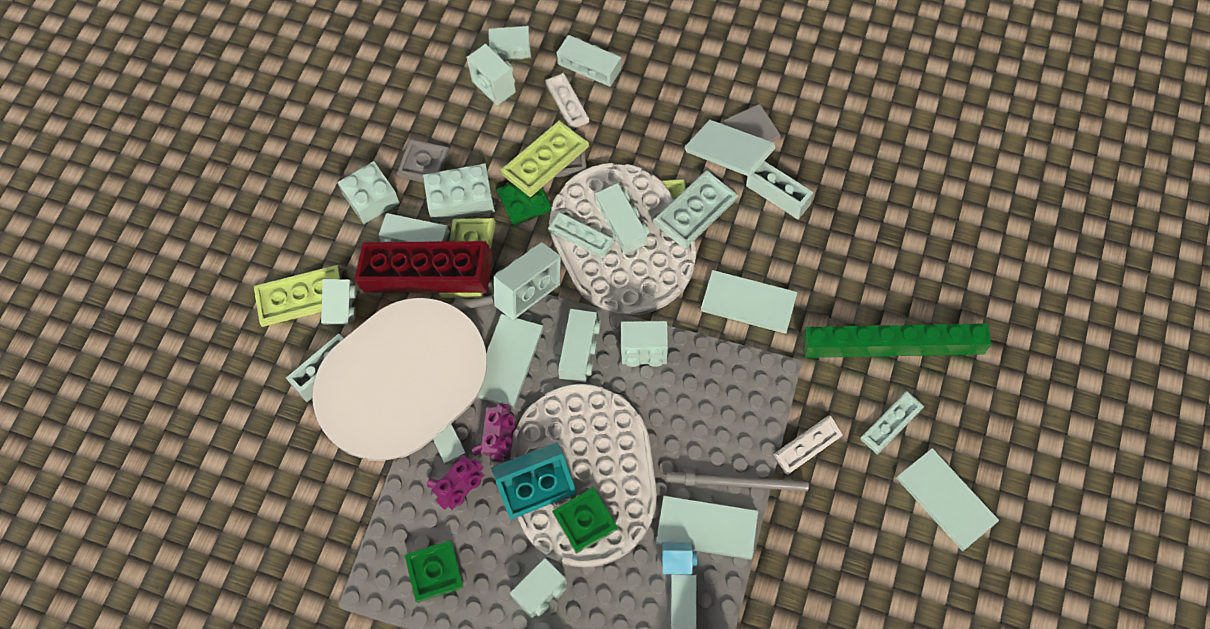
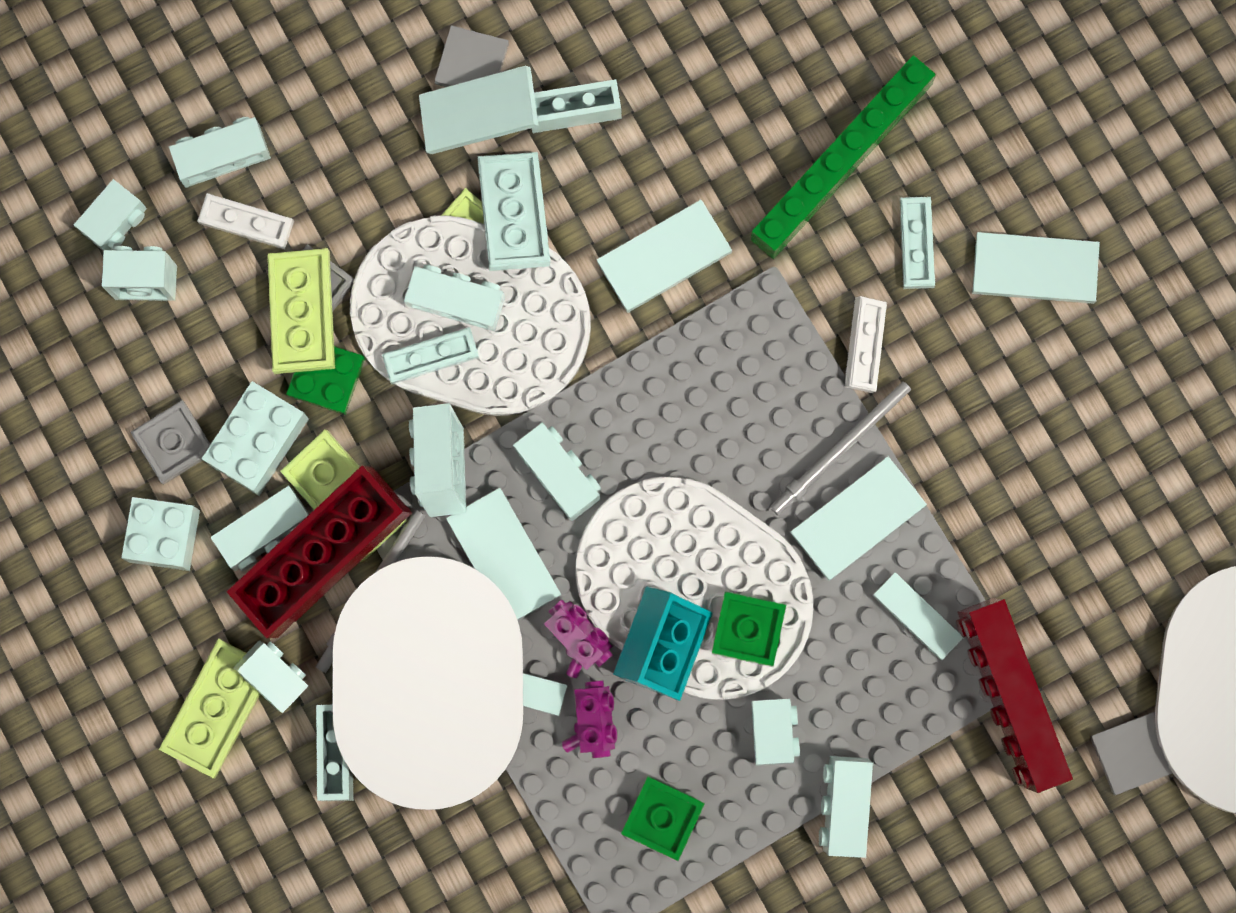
camera: 45 degrees left, 15 degrees up
(644, 343) = (621, 406): light aqua brick -> none
(678, 558) = (865, 574): medium azure brick -> none

